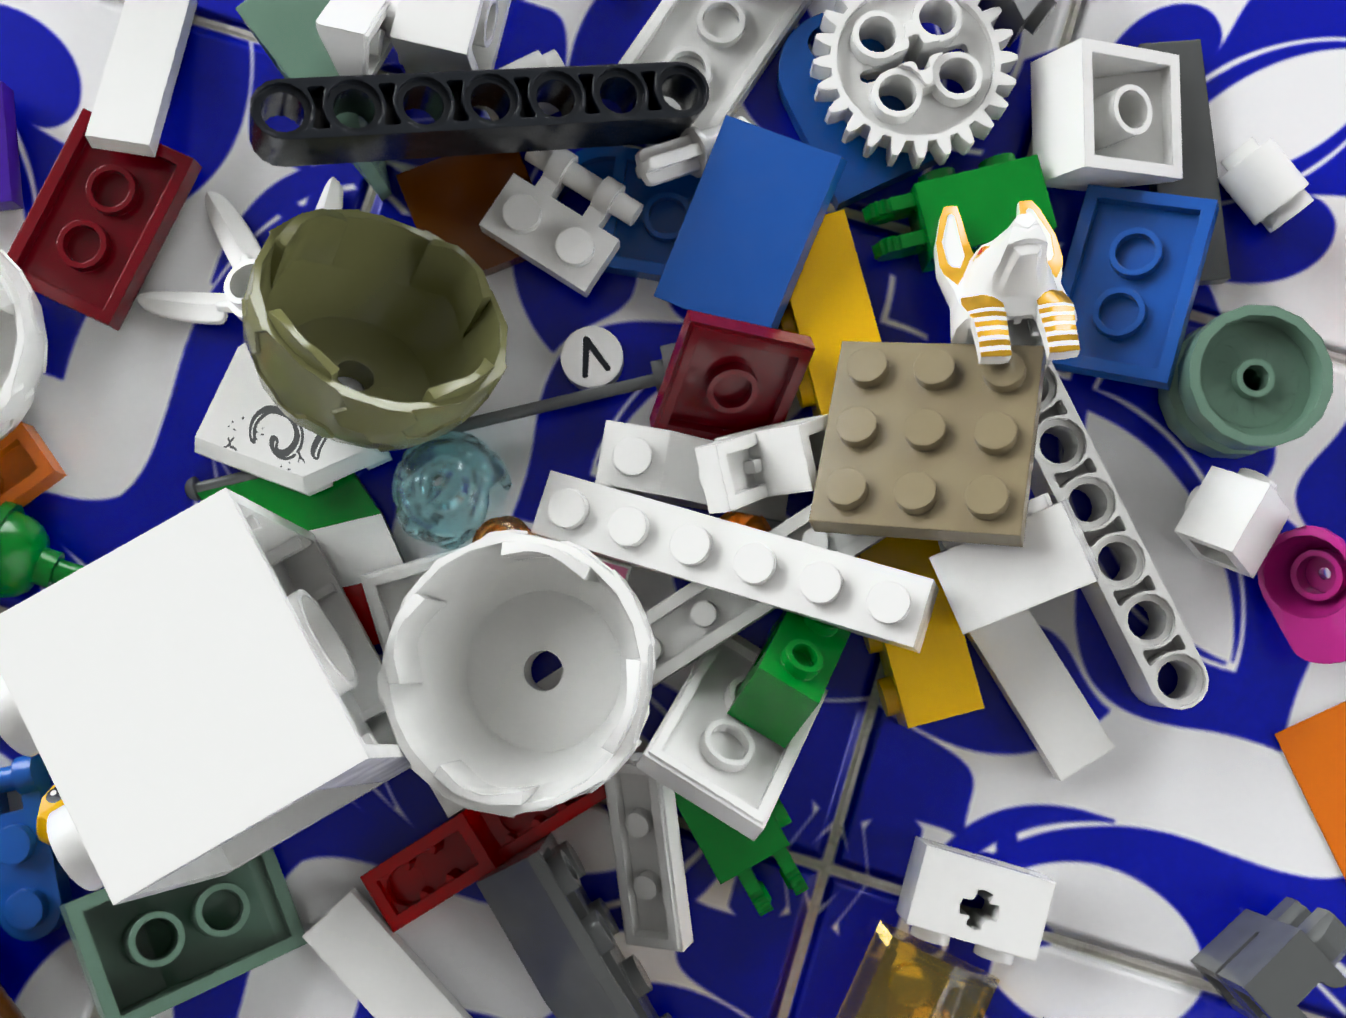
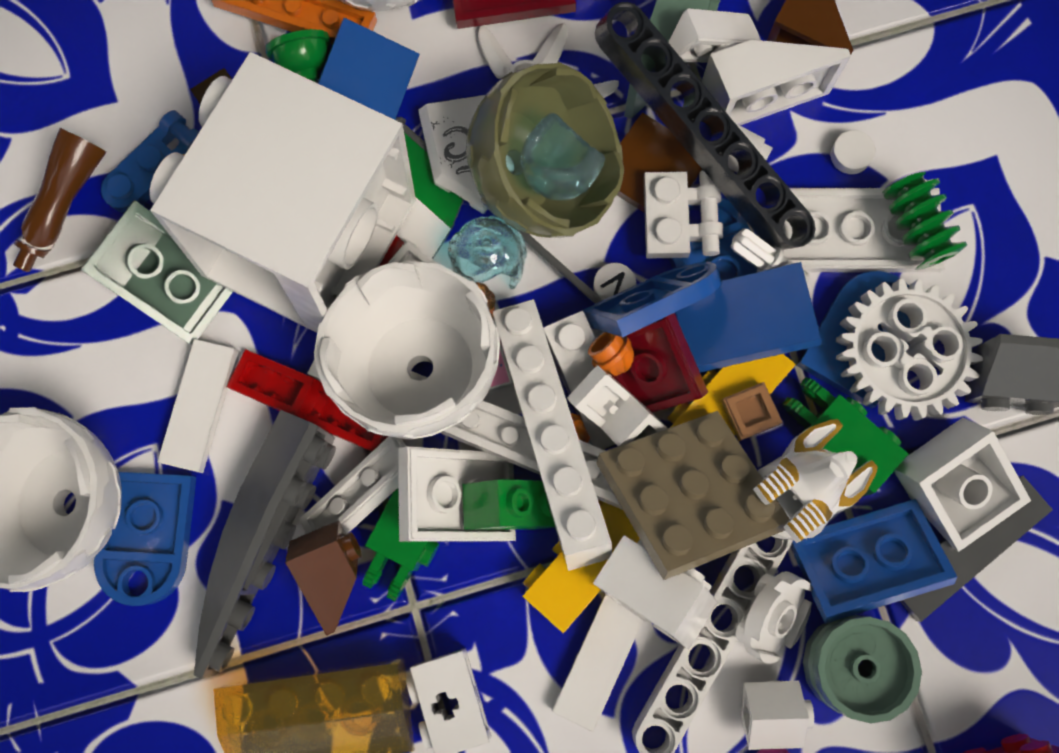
camera: 60 degrees right, 5 degrees down
(98, 485) = (368, 68): none -> blue tile
(394, 319) = (558, 160): none -> clear light blue piece
(653, 323) = (654, 299): none -> blue tile
(686, 420) = (612, 353): none -> orange plate
(719, 954) = (325, 570): none -> reddish brown slope
(868, 301) = (751, 411): none -> medium nougat tile
(1125, 441) = (775, 616): none -> white plate
(1265, 183) = (993, 604): white brick -> none

